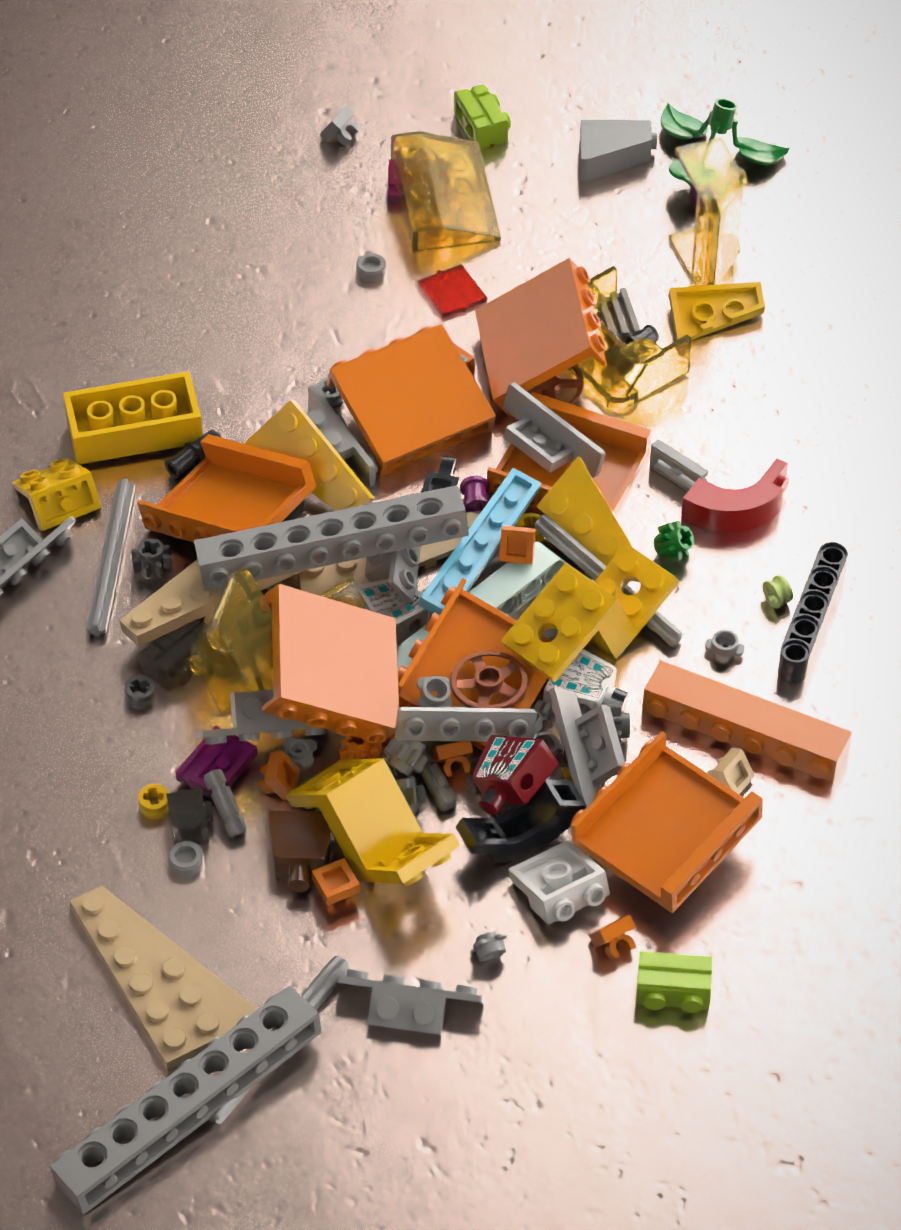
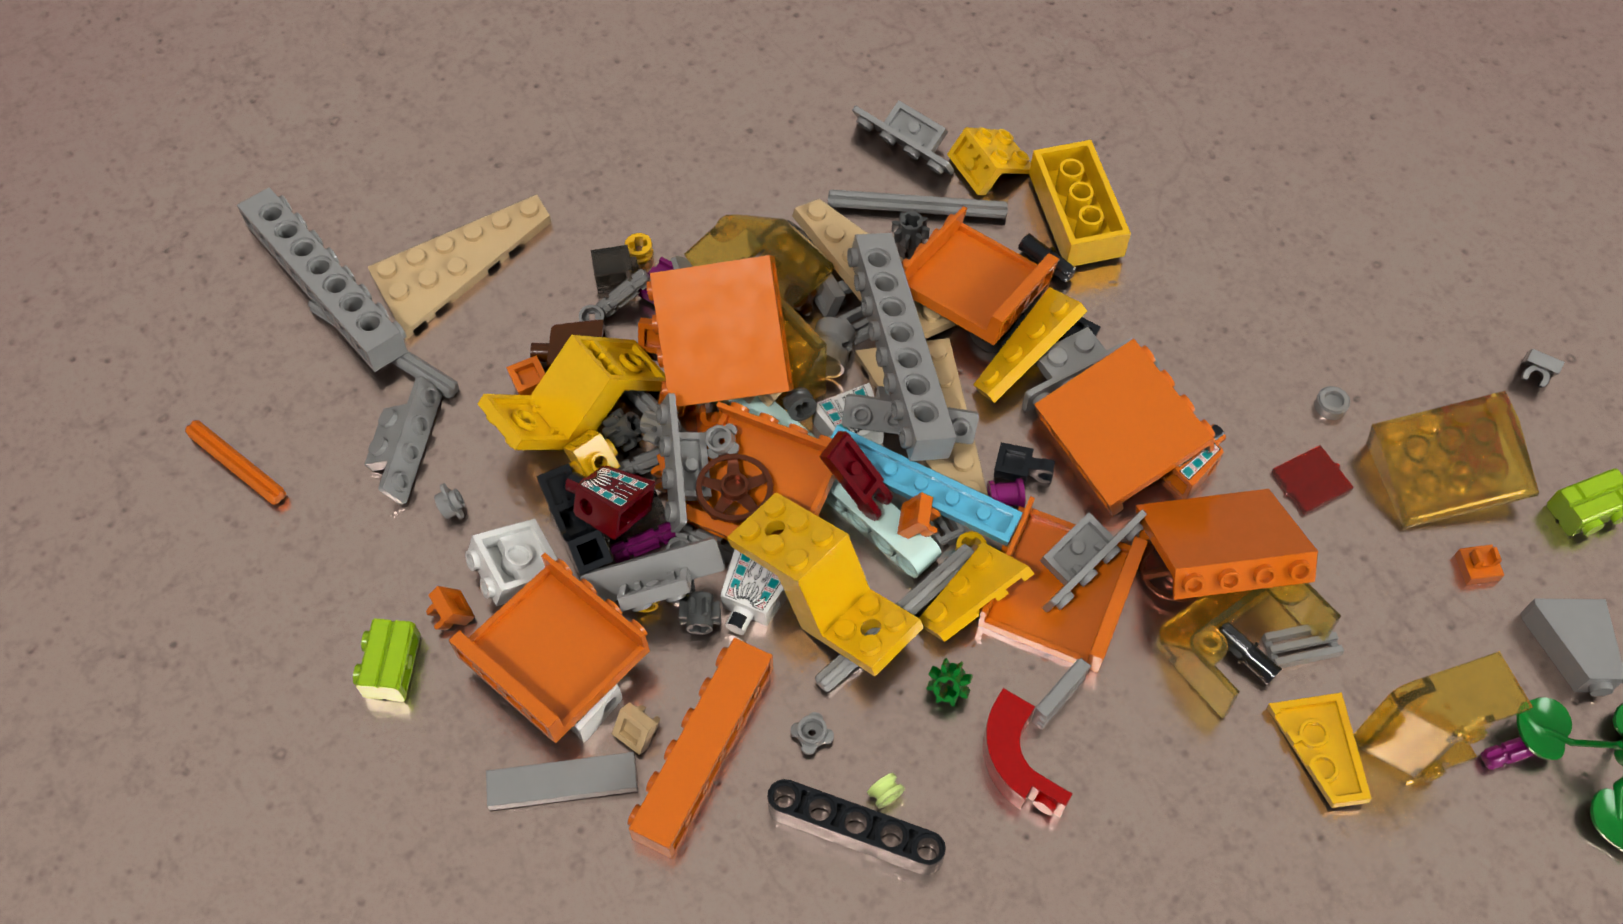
camera: 90 degrees right, 10 degrees up
(186, 859) = (577, 274): light grey tile -> none
(254, 834) = (591, 309): none -> light grey hinge
(434, 1165) = (235, 462): none -> orange axle
(440, 812) = (590, 453): none -> yellow brick
(486, 574) = (856, 474): none -> dark red hinge
(538, 194) = (1480, 564): none -> orange tile
(786, 835) = (561, 781): none -> light grey tile

